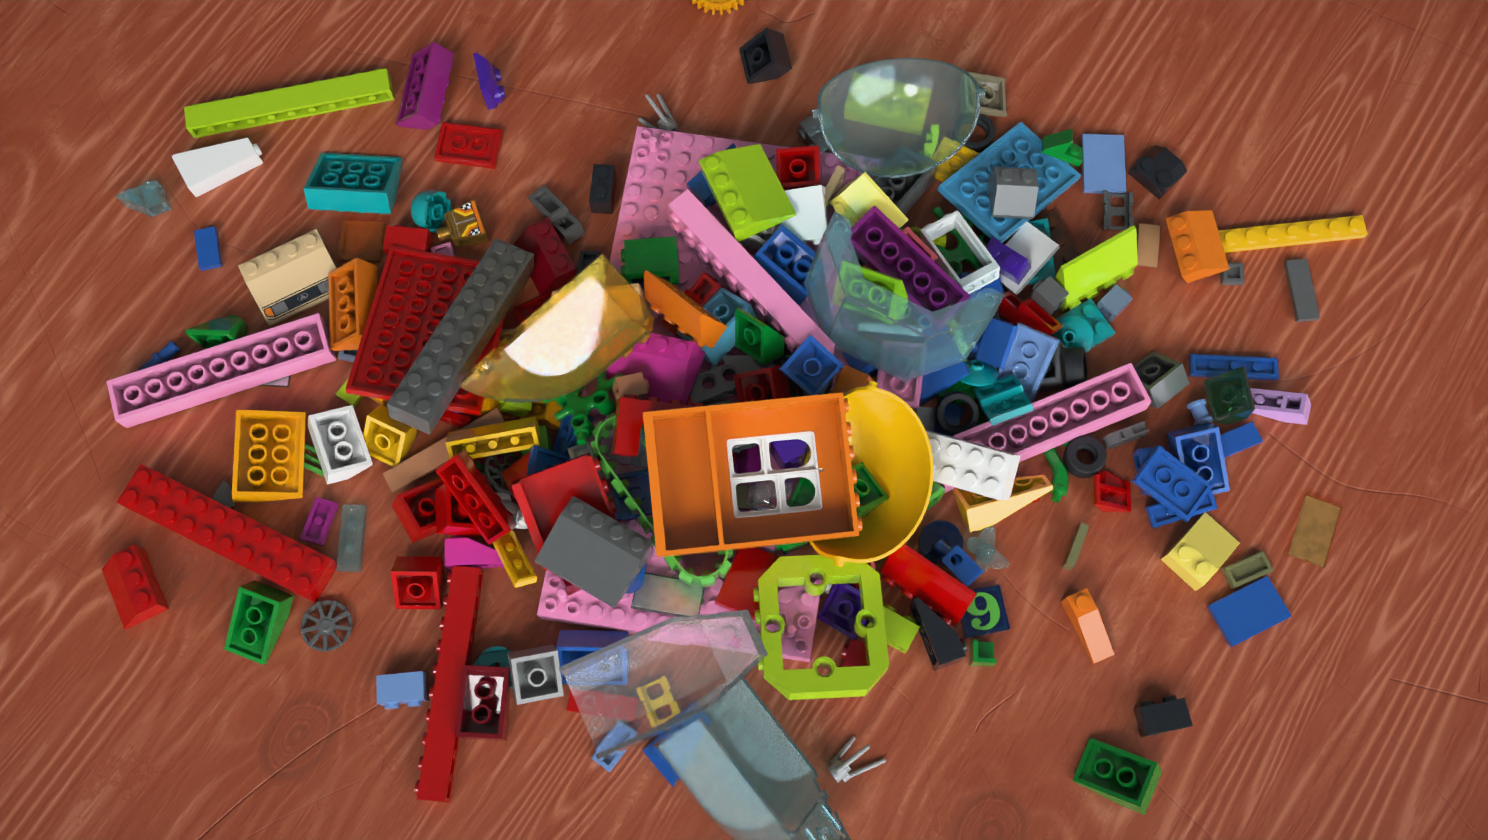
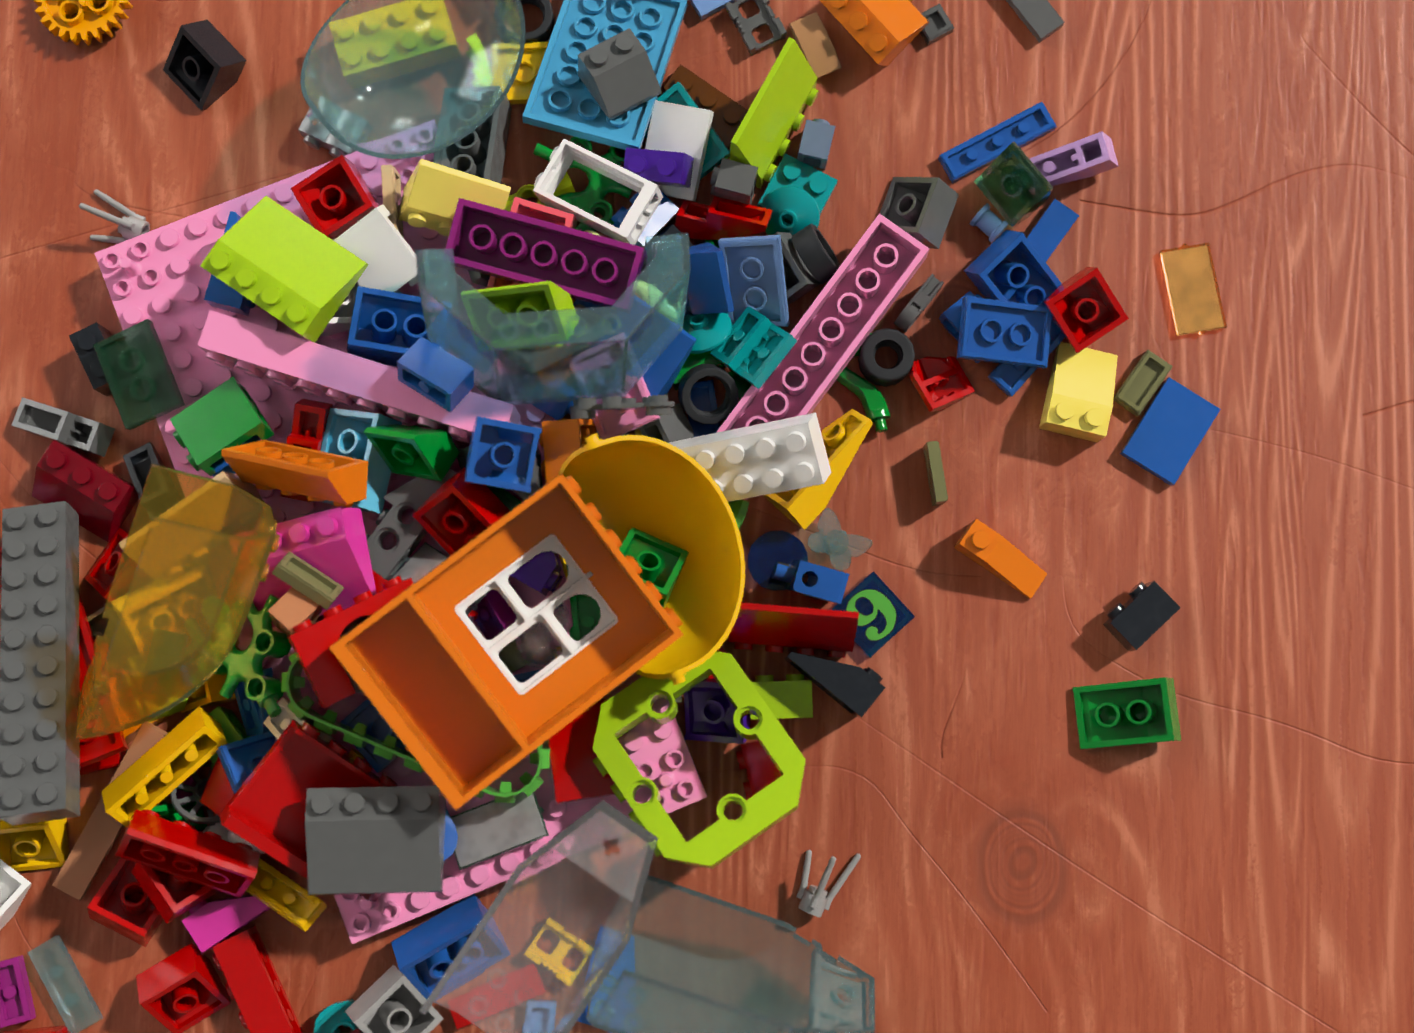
camera: 35 degrees left, 10 degrees up
(620, 207) = (138, 374): none -> clear green tile
(649, 375) = (308, 580): none -> olive tile
(799, 298) = (435, 374): none -> blue brick
(879, 371) = (654, 404): none -> dark grey plant
(982, 653) = (899, 665): green panel -> none
(1234, 498) = (1085, 308): none -> red slope

